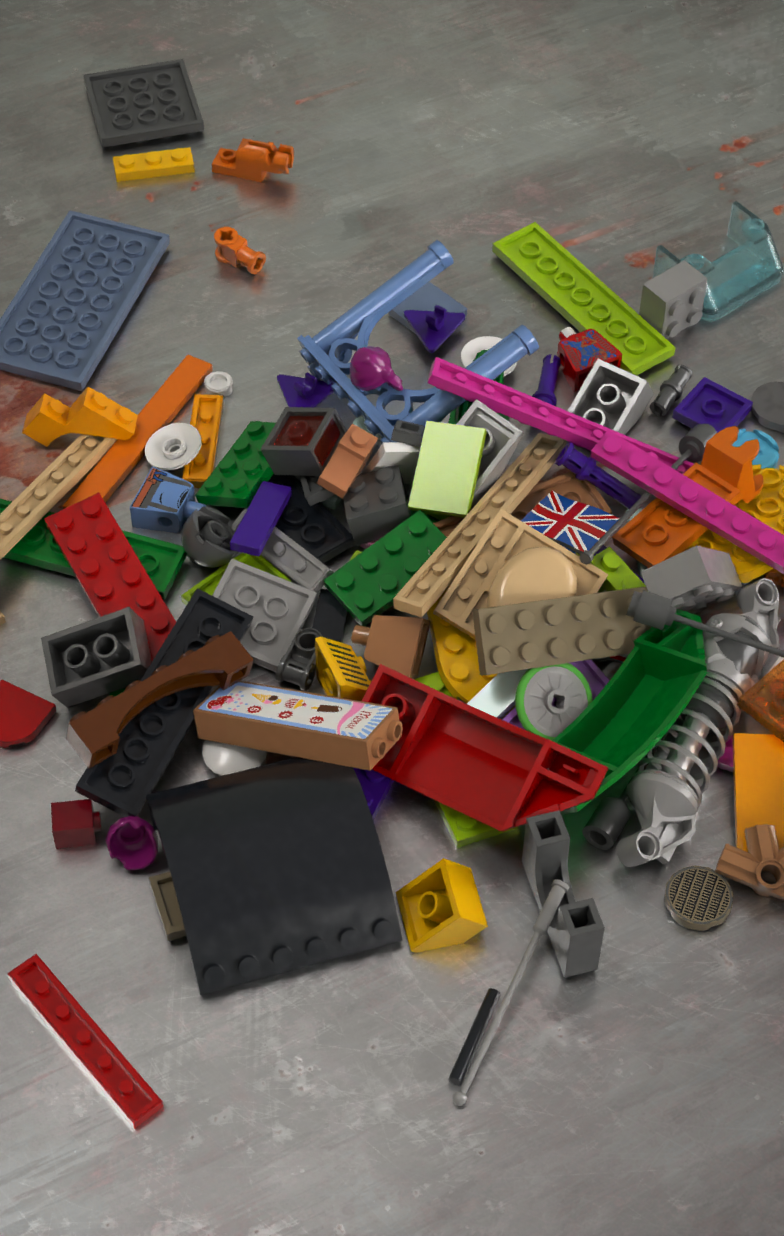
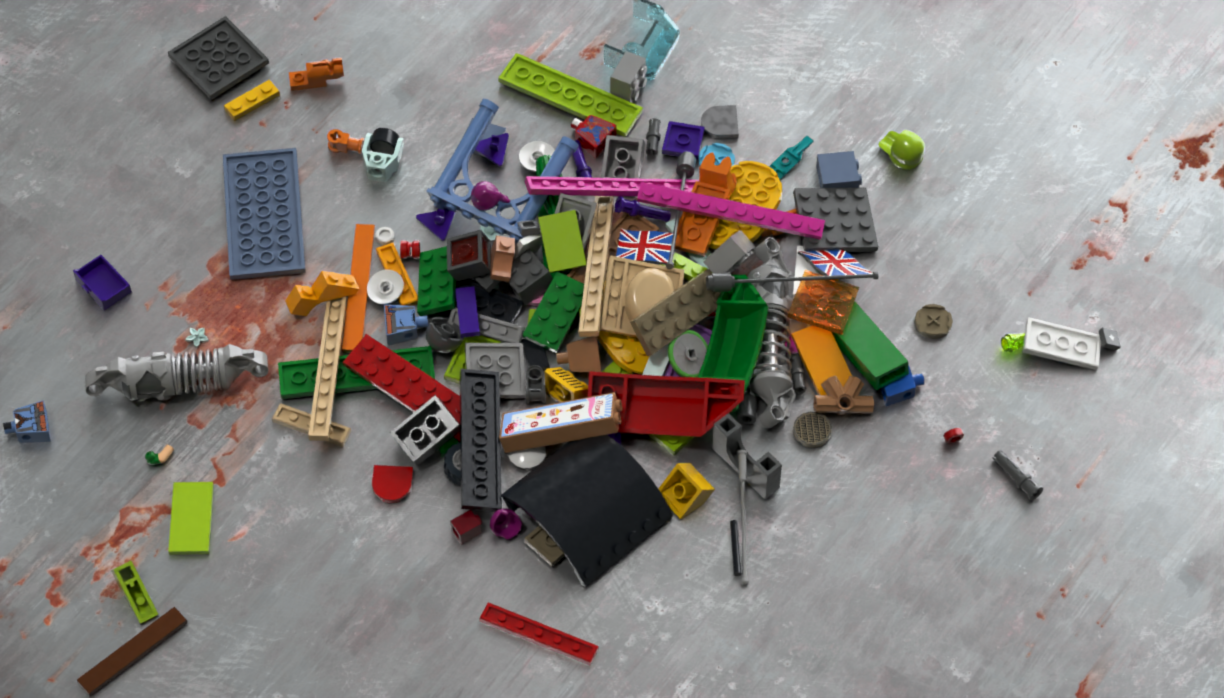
camera: 25 degrees left, 5 degrees up
(217, 663) = (461, 471): reddish brown arch -> none
(238, 411) = (405, 249): none -> red wheel
(277, 280) = (385, 147): none -> light aqua piece
(716, 802) = (798, 374): none -> dark grey pin

